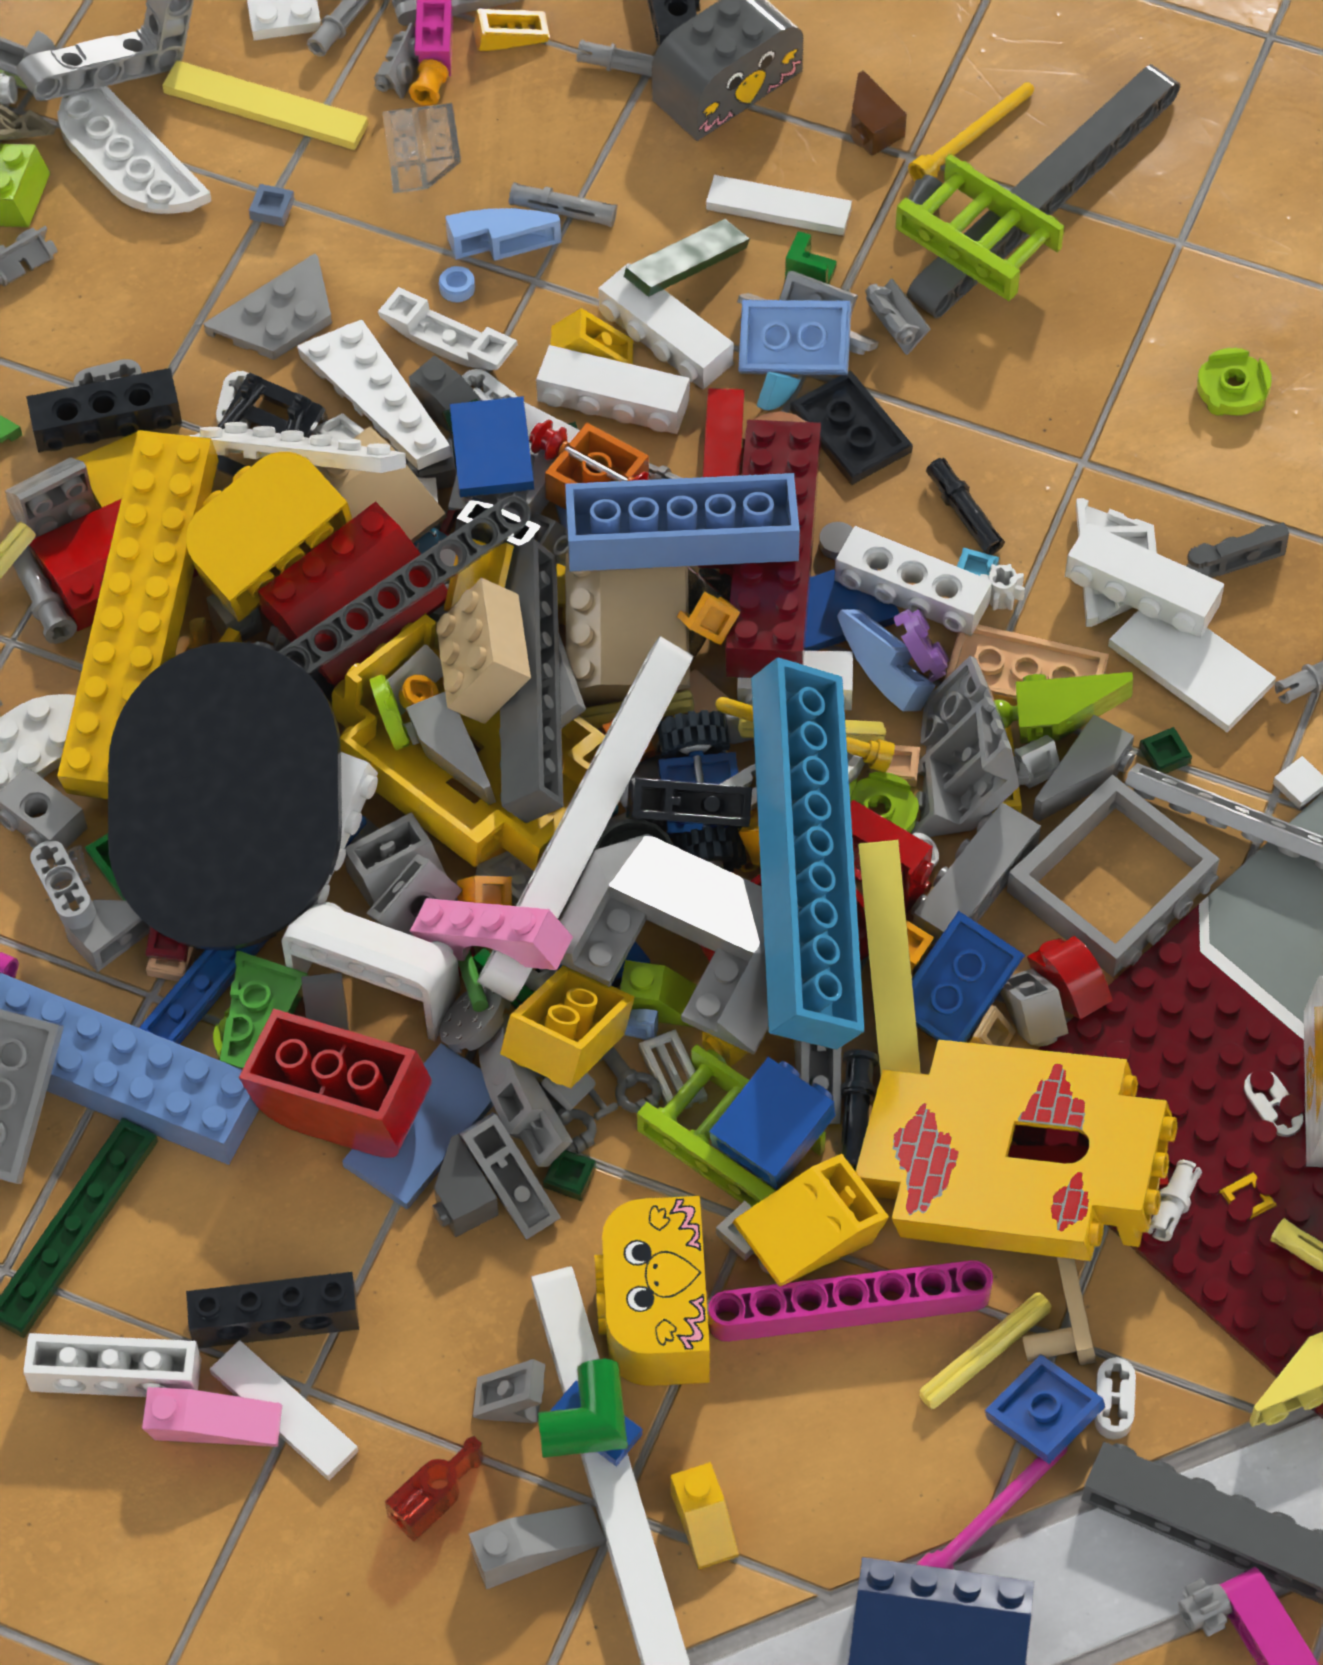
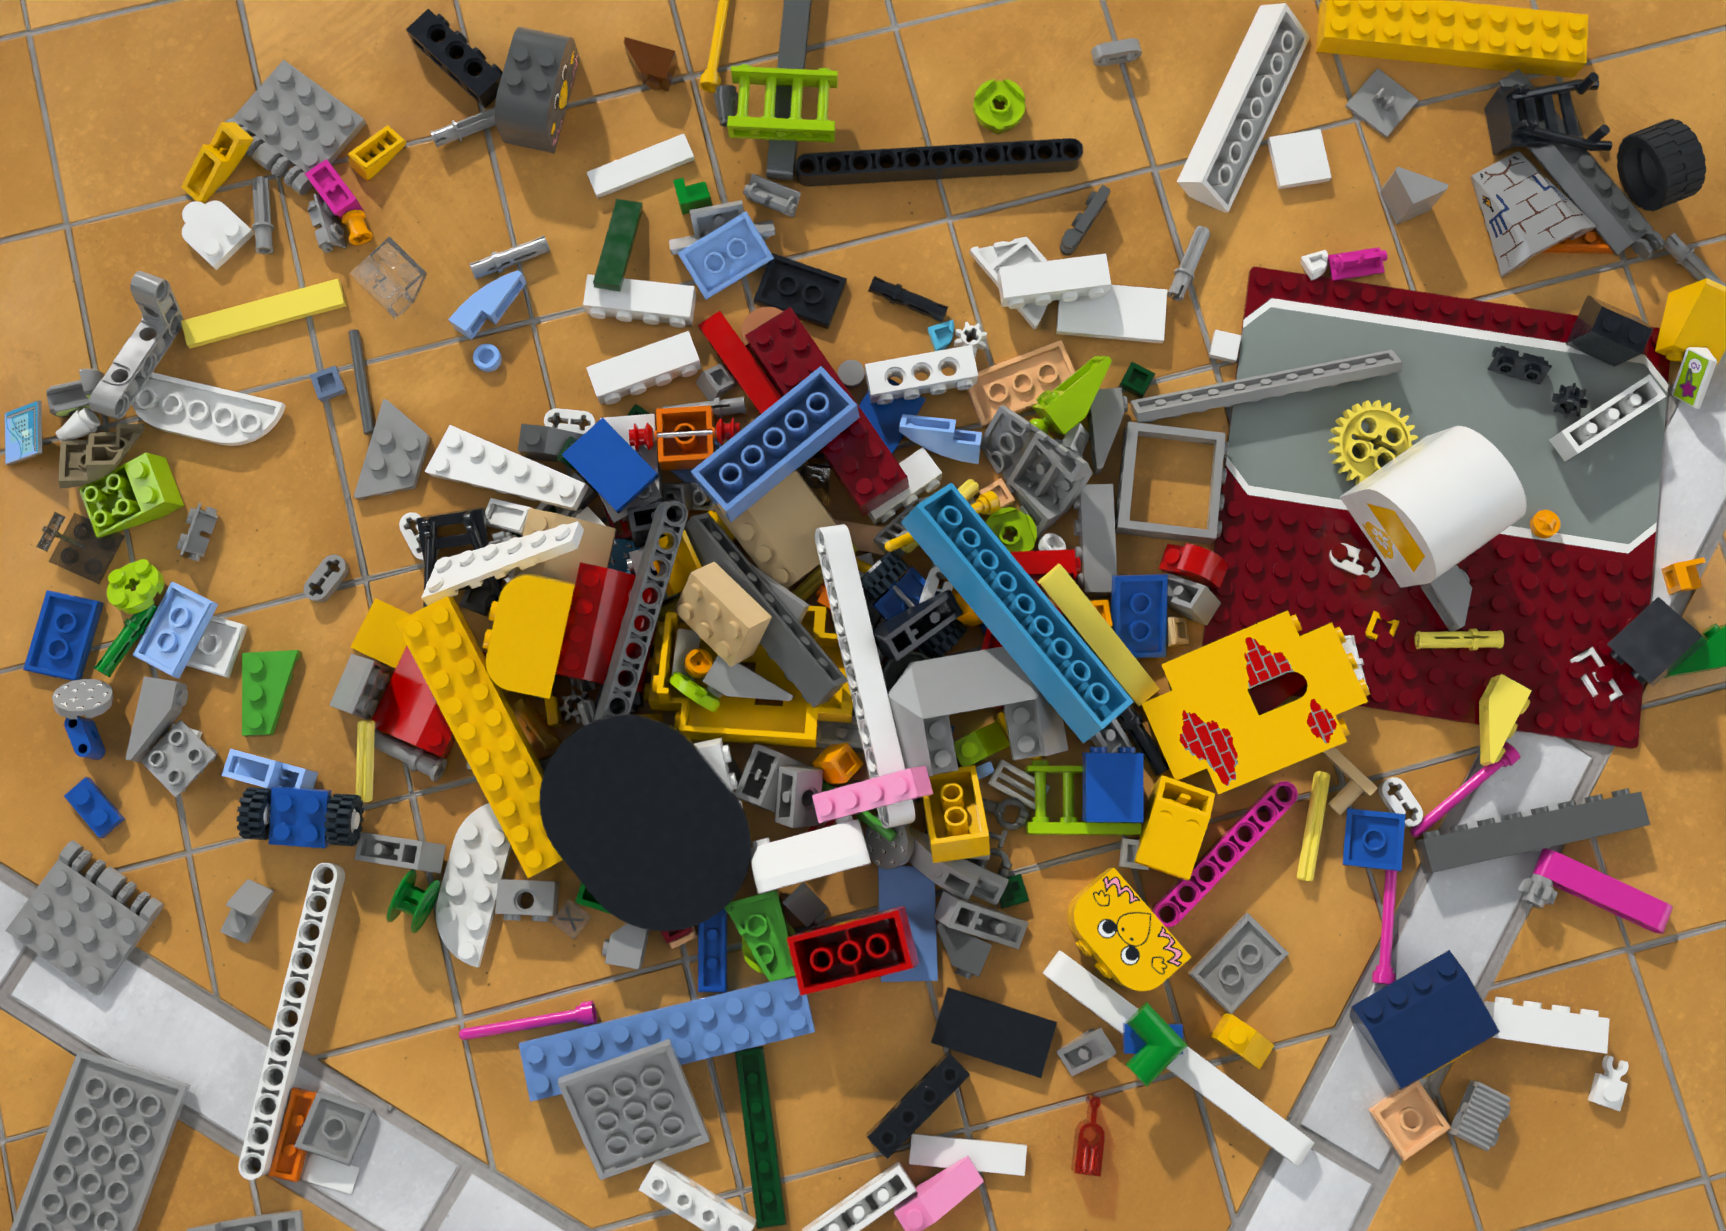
camera: 40 degrees left, 20 degrees up
(61, 898) = (571, 940): light grey beam -> none
(104, 410) = (326, 606): black brick -> none
(307, 225) = (361, 382): none -> dark grey bar
(424, 1305) = (994, 1032): none -> black tile
(444, 336) = (511, 399): white slope -> none
(533, 1542) = (1166, 1126): light grey slope -> none
(592, 336) = (605, 343): yellow slope -> none
(682, 455) = (715, 382): none -> light grey slope
(711, 618) = (839, 492): light orange panel -> none
(770, 1435) = (1238, 963): none -> light grey tile
(776, 390) = (739, 297): medium azure tile -> none
(924, 652) = (961, 415): medium lavender plate -> none
(1117, 396) = (948, 153): none -> black beam
(1286, 1435) = (1509, 758): none -> dark pink piece

